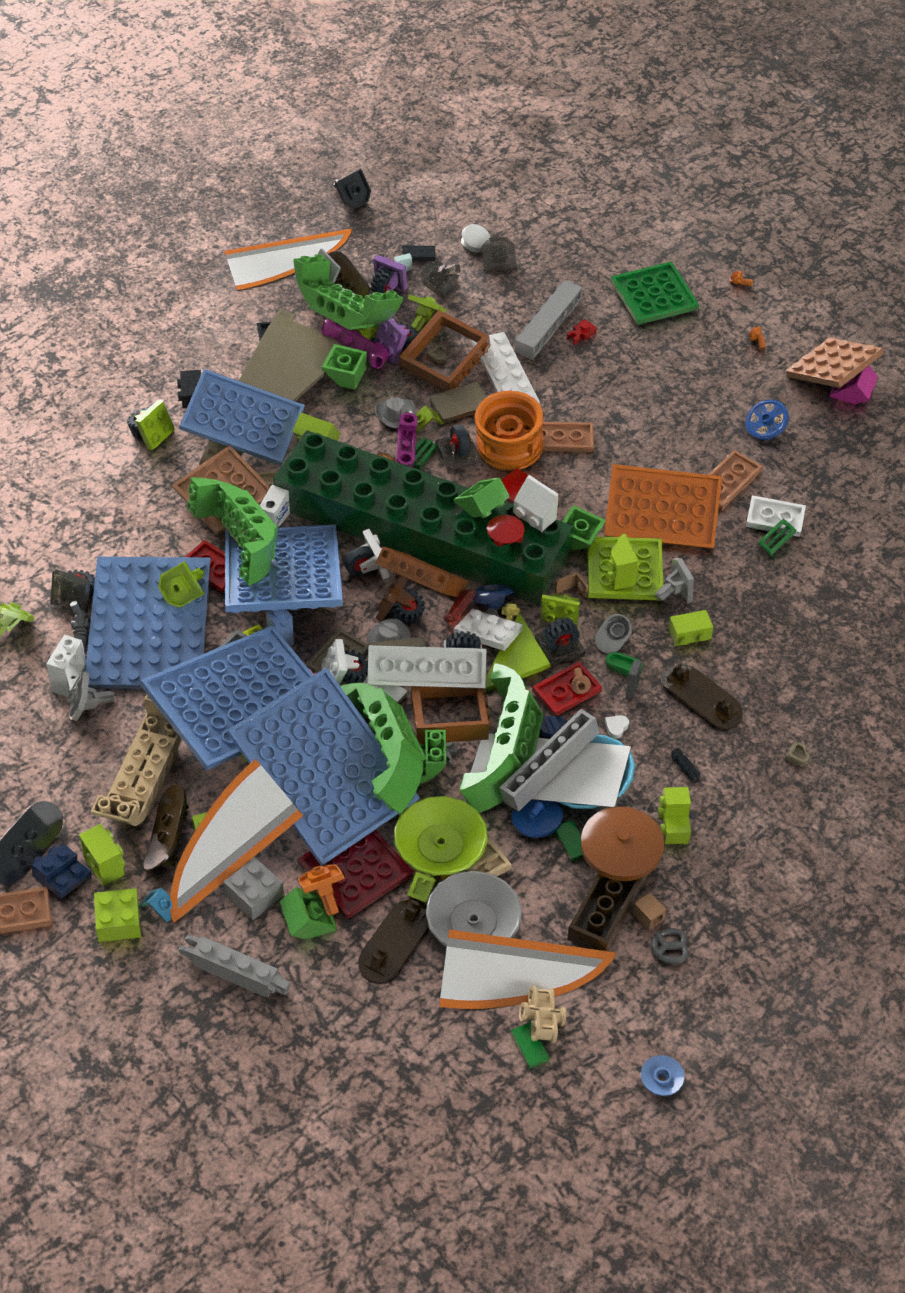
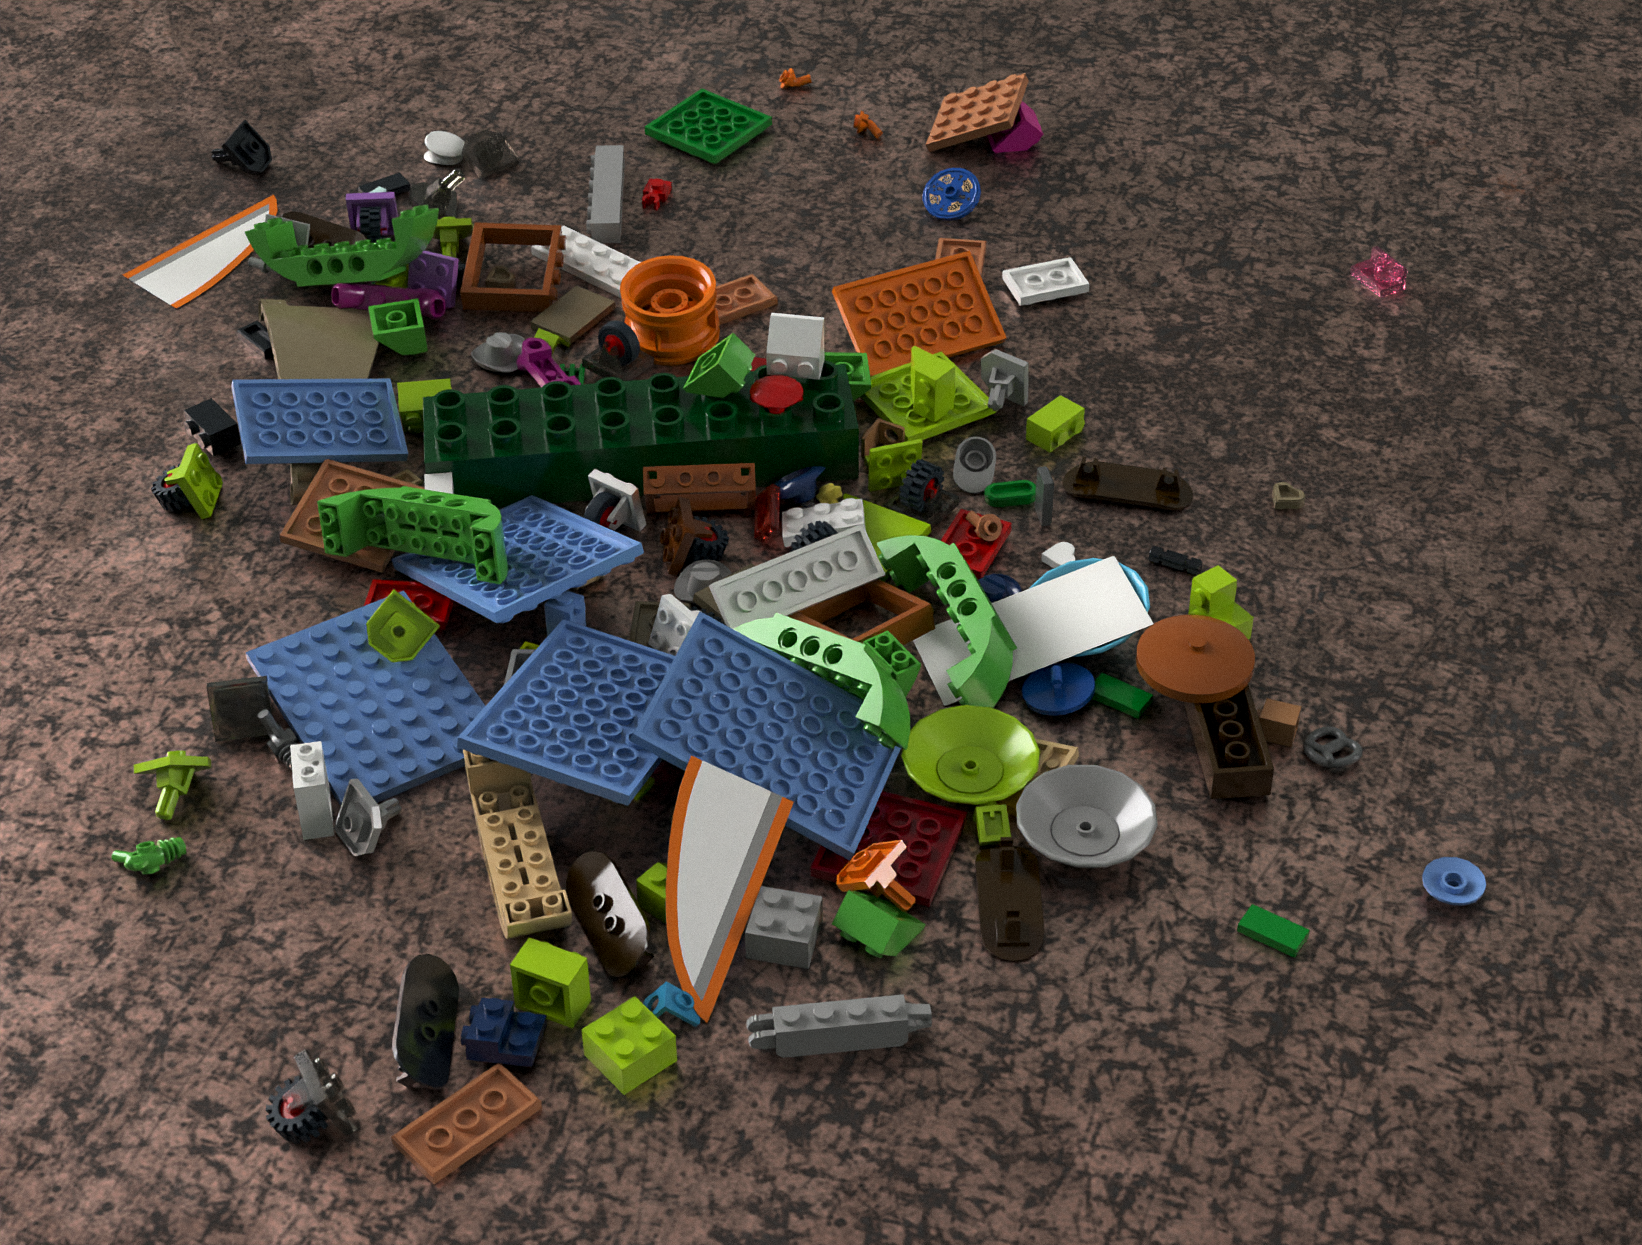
camera: 30 degrees left, 10 degrees down
(499, 970) = (1184, 859): sticker -> none
(542, 1014) = (1270, 890): tan axle -> none
(549, 760) = (1034, 612): light grey brick -> none
(761, 543) = (1064, 314): green tile -> none

